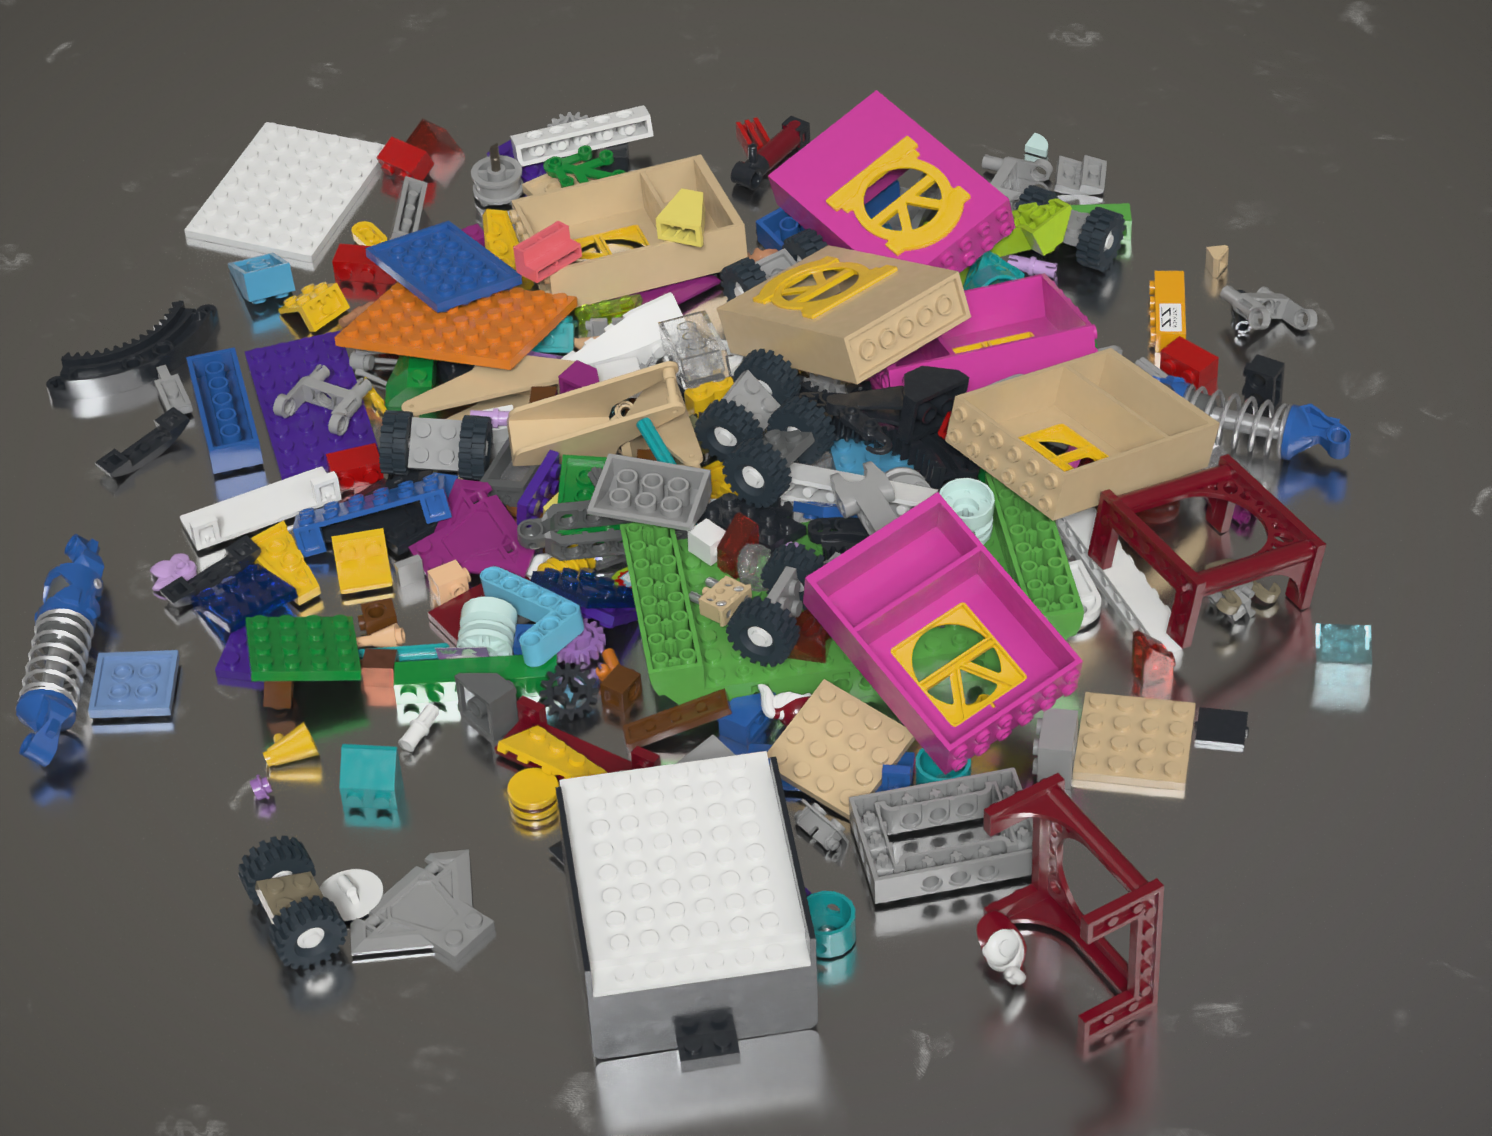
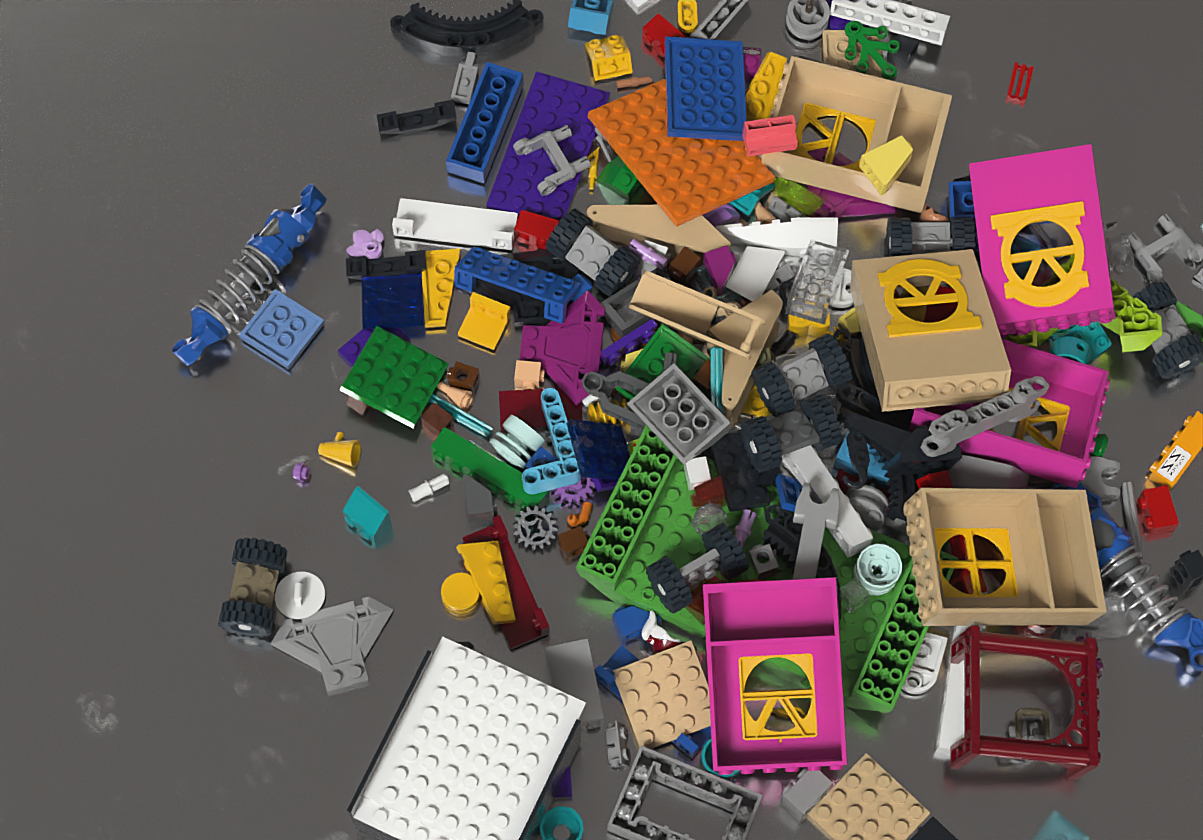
camera: 30 degrees right, 25 degrees up
(409, 570) = (510, 346): light grey tile -> none
(677, 719) = (587, 596): reddish brown tile -> none
(721, 599) = (669, 531): tan piece -> none
(749, 174) = (988, 120): piece -> none
(952, 337) = (964, 424): none -> light grey piece
(1033, 266) = (1115, 338): lavender pin -> none
(1151, 660) = (927, 760): clear red slope -> none

